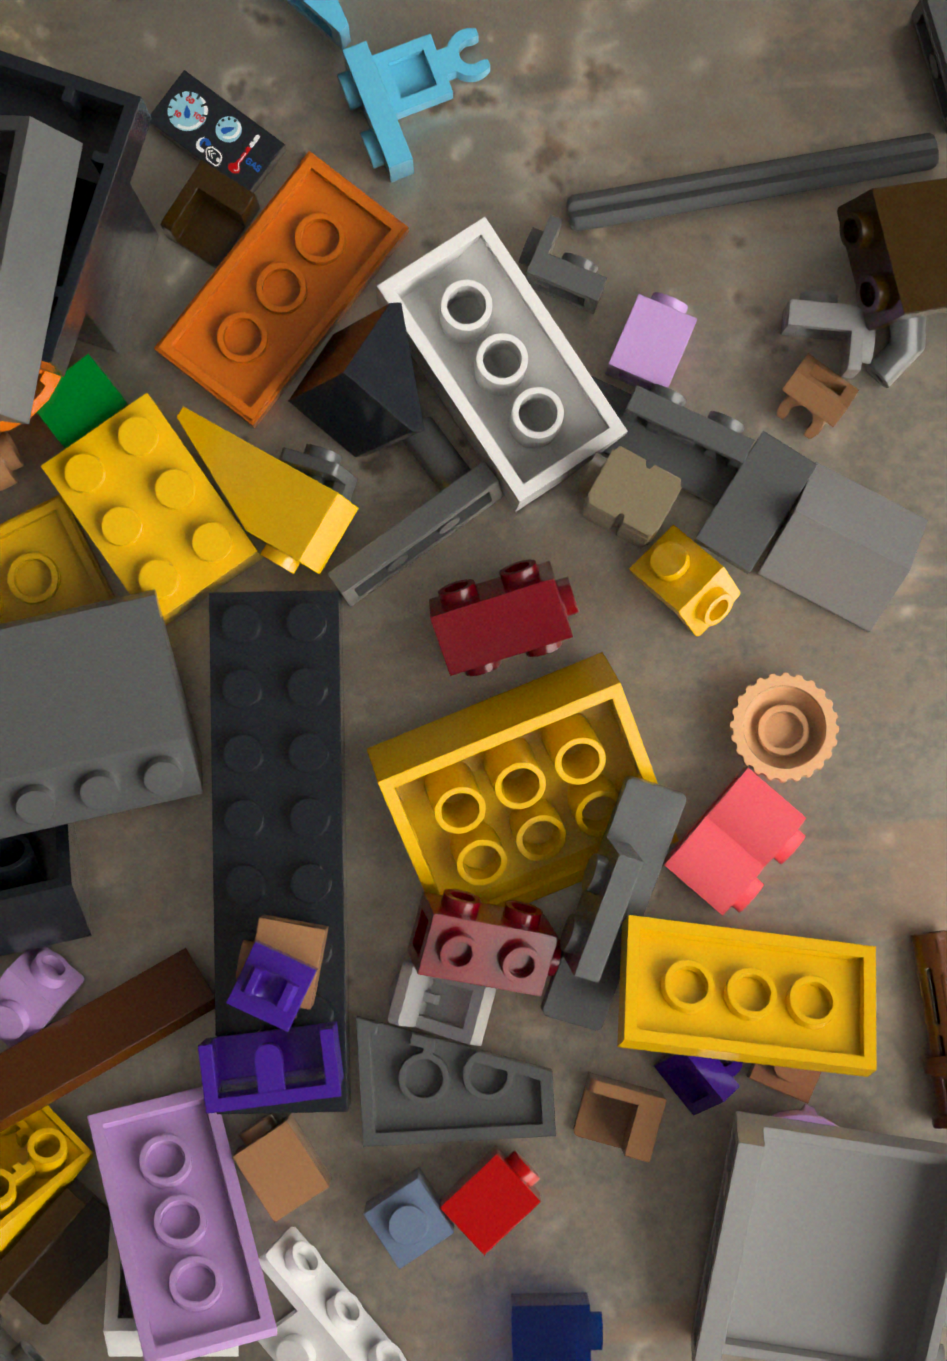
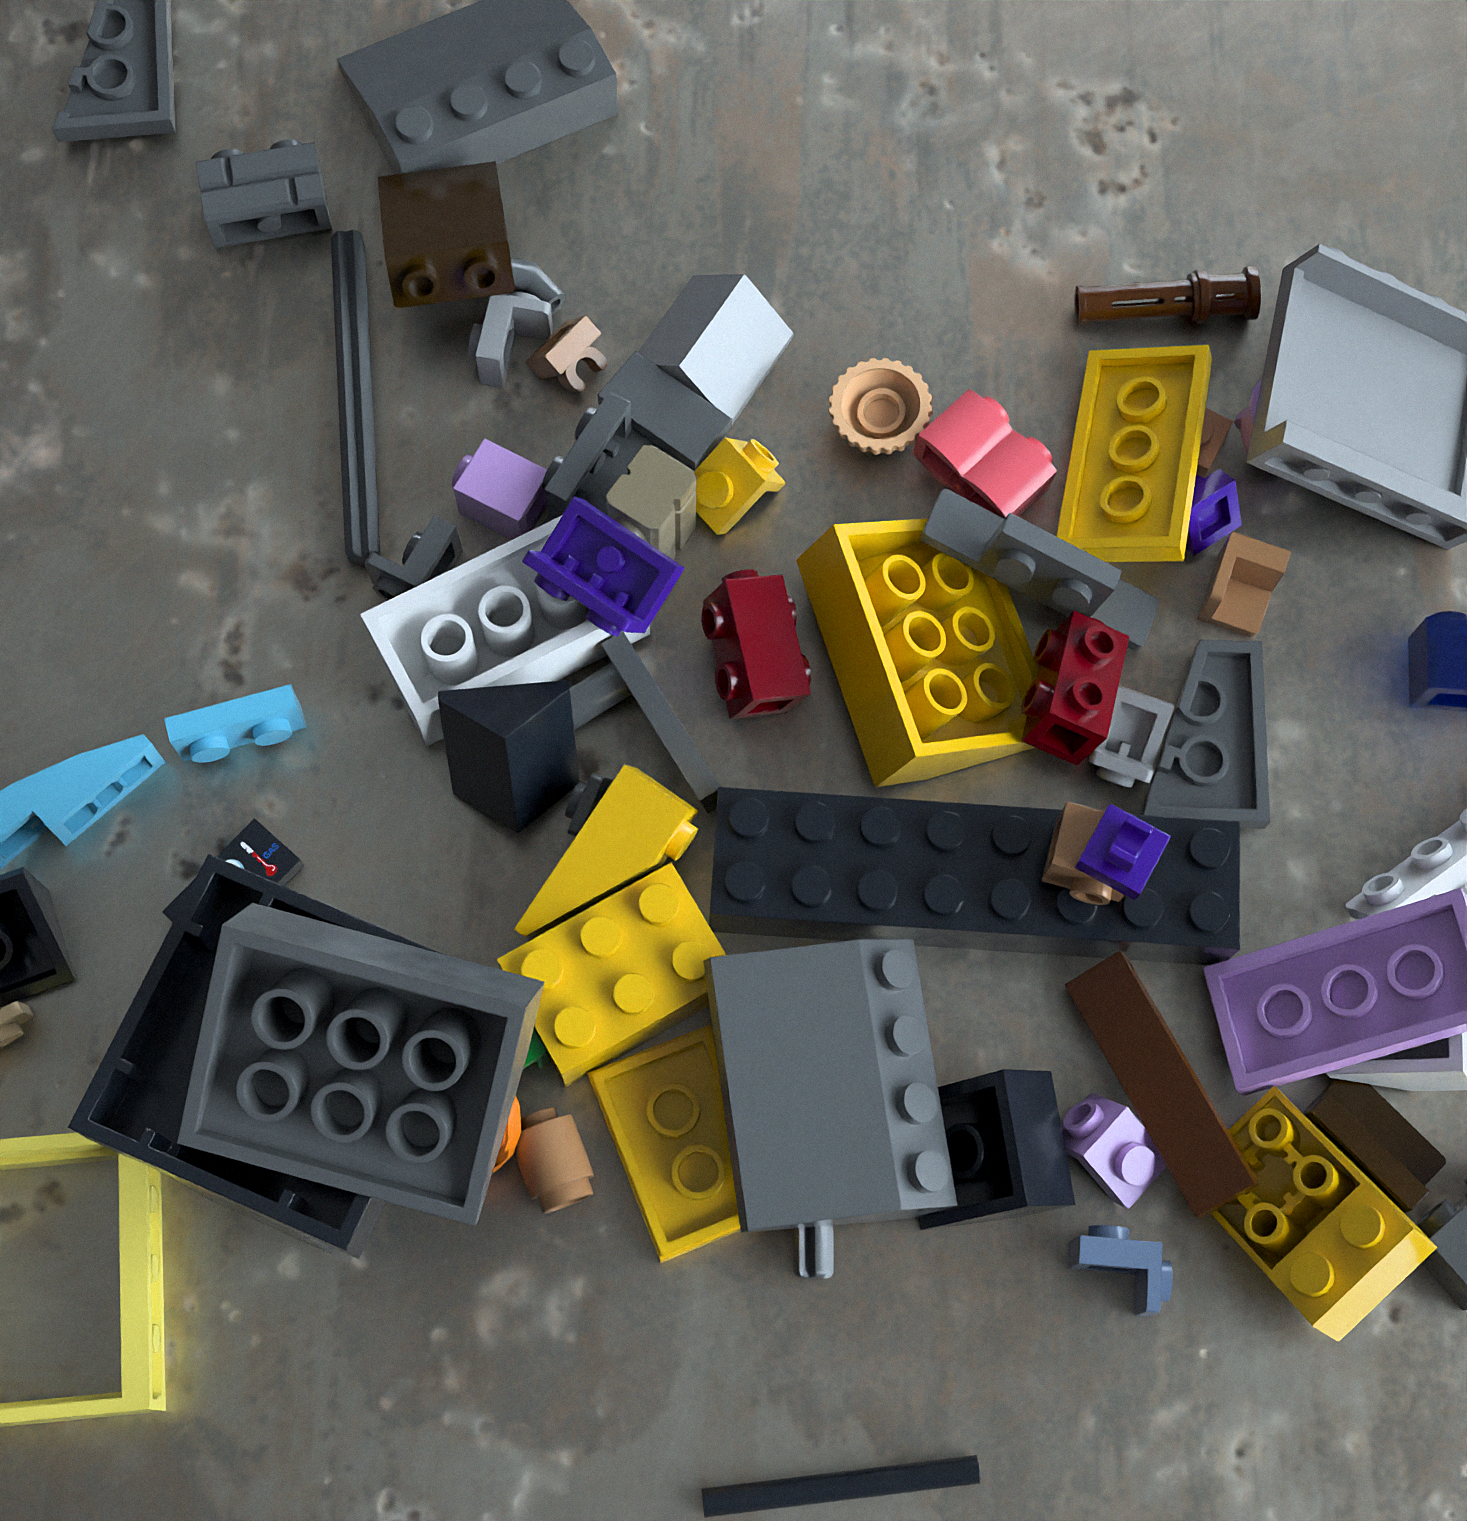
camera: 85 degrees left, 15 degrees down
(210, 214) = (313, 876): dark brown panel -> none
(271, 1067) = (1202, 866): dark purple window -> none
(280, 1165) = (1289, 902): medium nougat brick -> none
(282, 289) = (402, 837): orange tile -> none
(408, 1218) = (1340, 783): sand blue brick -> none
(419, 74) = (202, 675): medium azure plate -> none
(492, 1198) = (1320, 706): red brick -> none
(539, 451) = (604, 569): none -> dark purple bracket

